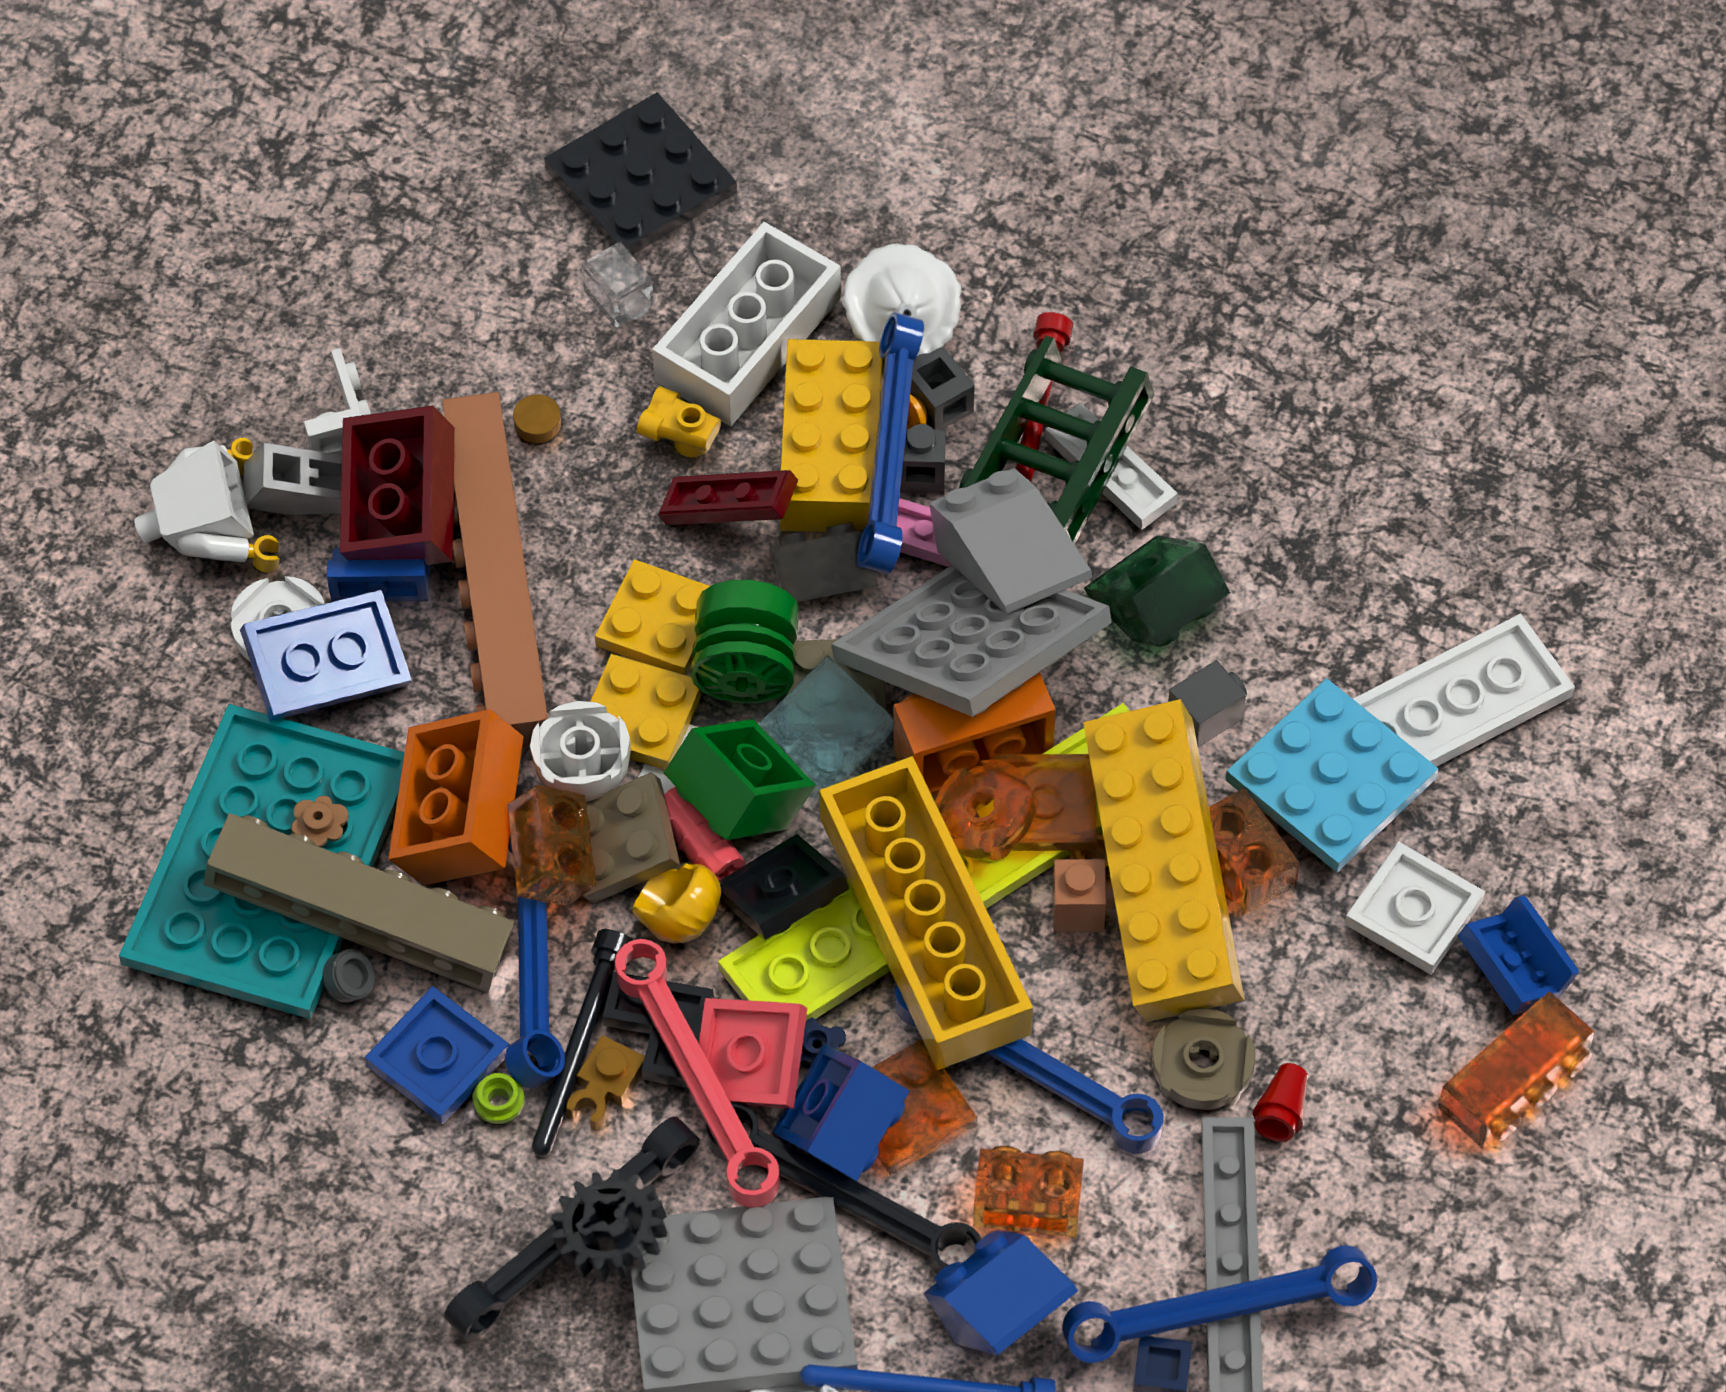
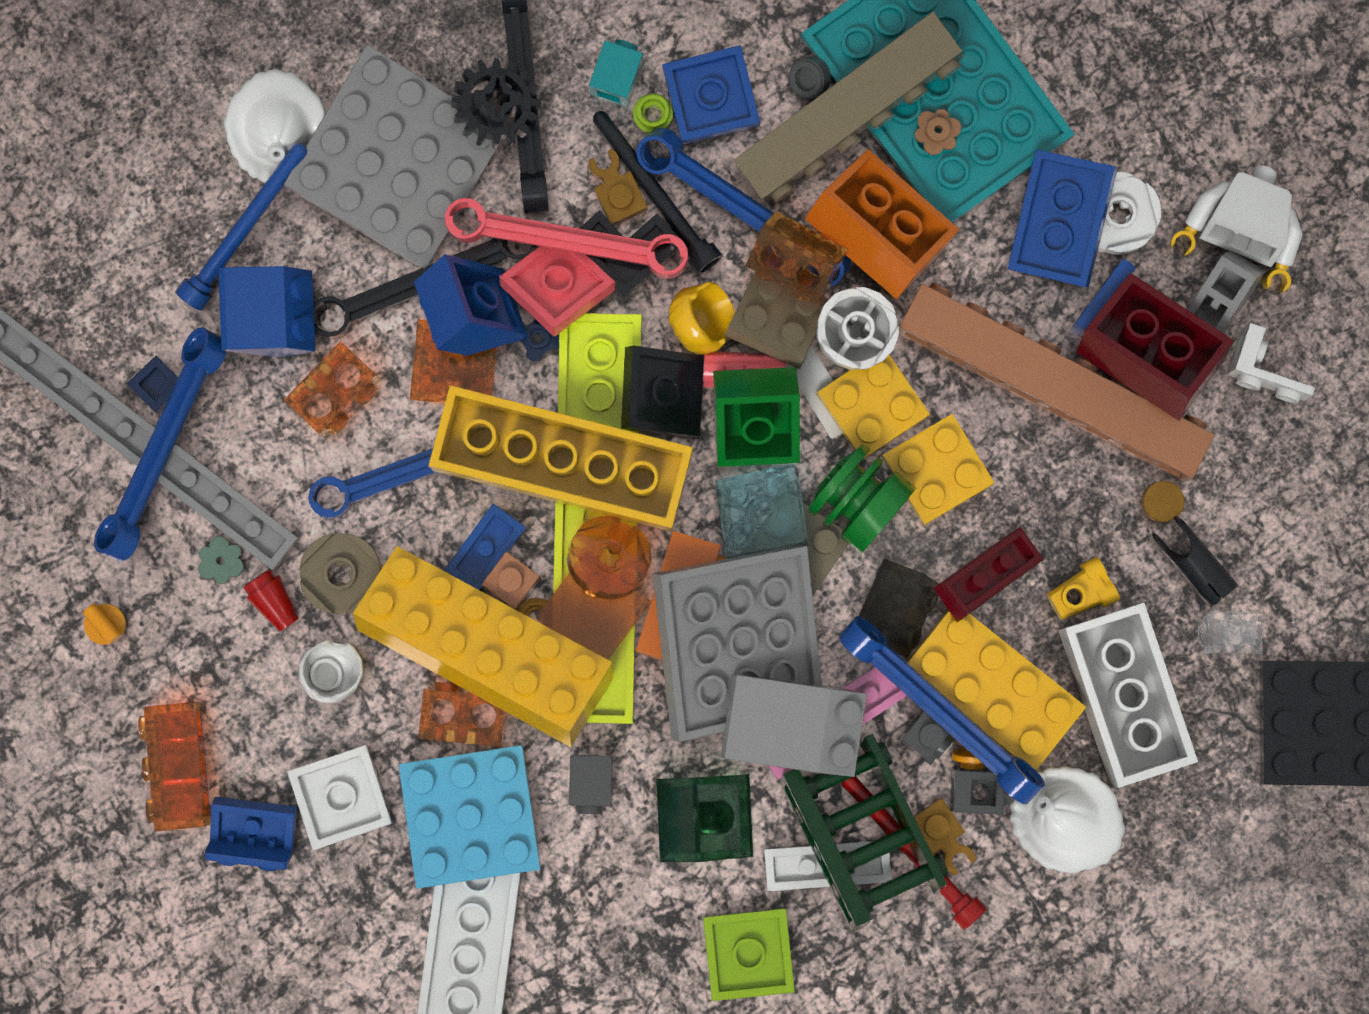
camera: 125 degrees right, 25 degrees up
(482, 1155) = (616, 72): none -> teal brick
(577, 345) = (1199, 567): none -> black piece
(994, 397) = (940, 832): none -> pearl gold plate
(1066, 946) = (485, 547): none -> blue plate
(1247, 475) = (748, 954): none -> lime plate
(1284, 1170) = (220, 548): none -> sand green plant
(1304, 991) = (330, 671): none -> white hair
(1441, 1241) = (104, 623): none -> light orange plate

